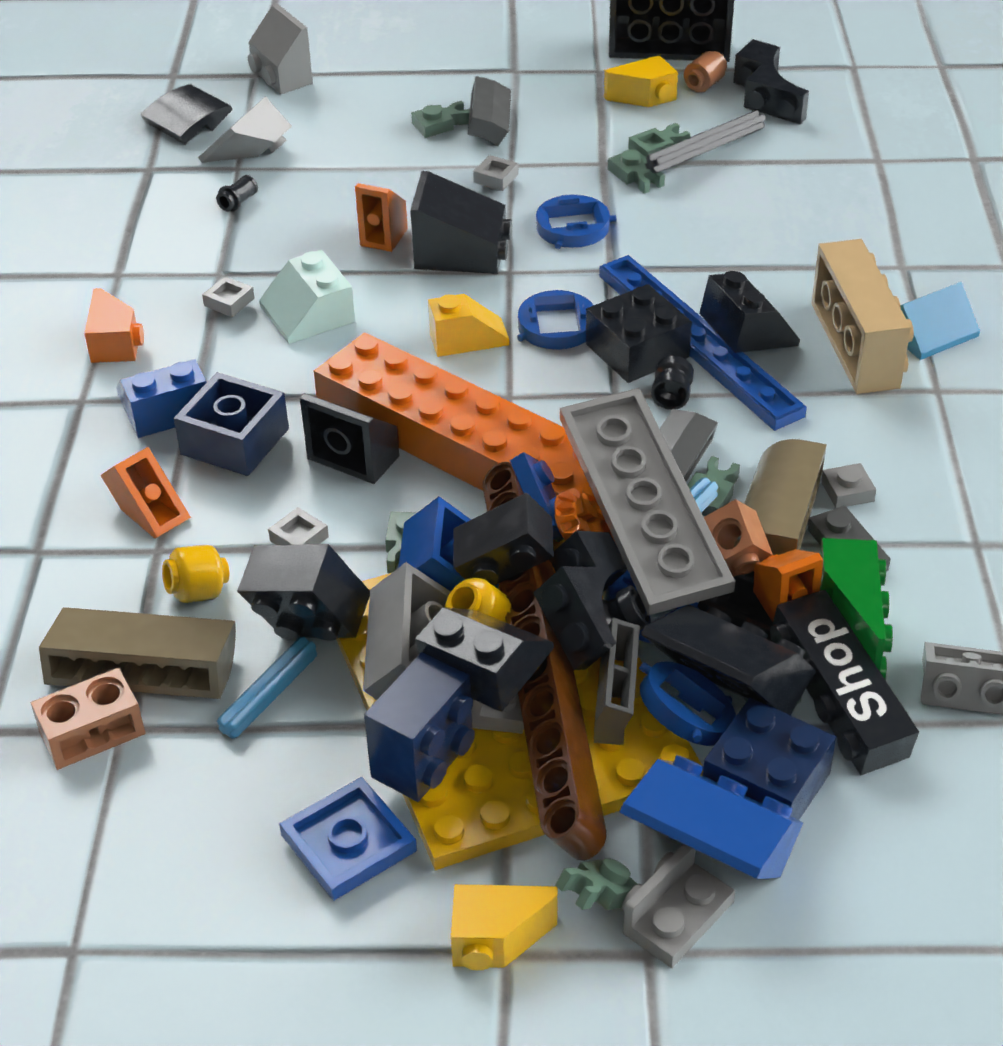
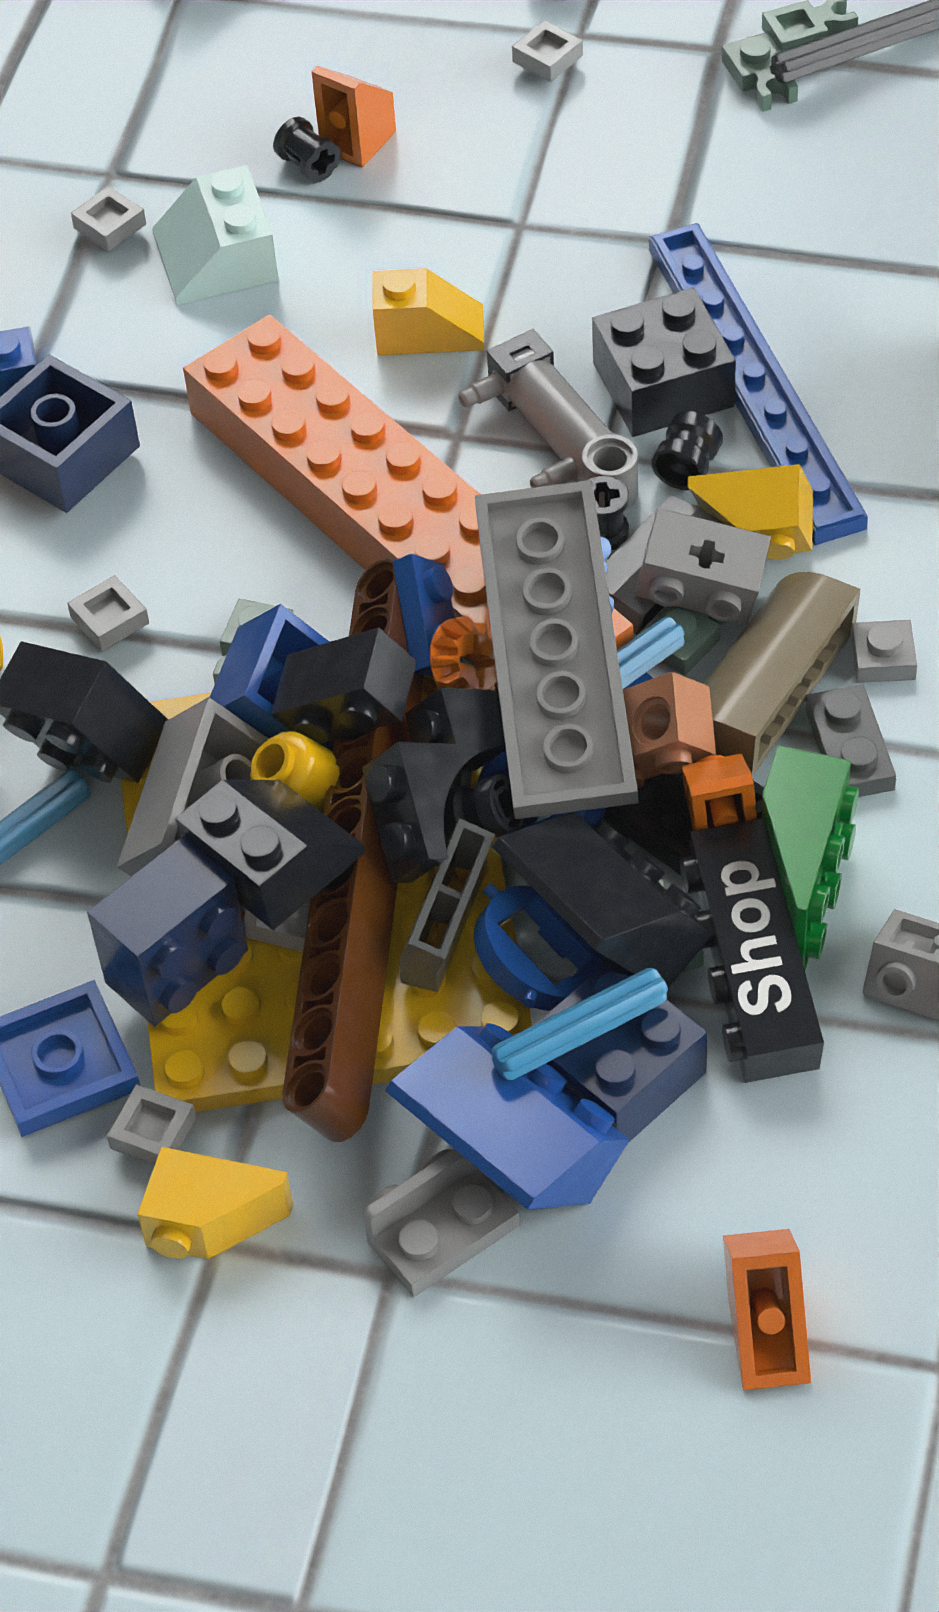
camera: 15 degrees right, 10 degrees up
(230, 197) = (156, 44): black pin -> none
(348, 439) = (209, 477): black slope -> none
(353, 242) = (299, 143): none -> black bush
(434, 874) = (150, 1122): none -> light grey plate
(457, 228) = (455, 146): black slope -> none
(547, 353) = (525, 378): none -> light grey piece
(552, 301) = (557, 285): blue piece -> none
(576, 233) = (638, 174): blue piece -> none
(598, 881) = (344, 1173): sand green plate -> none
(716, 443) = (702, 566): none -> light grey brick
(737, 406) = (764, 502): none -> yellow slope
(744, 315) = (827, 355): black slope -> none
(748, 742) = (579, 1024): none -> dark azure axle
(946, 925) = (767, 1308): none -> orange slope

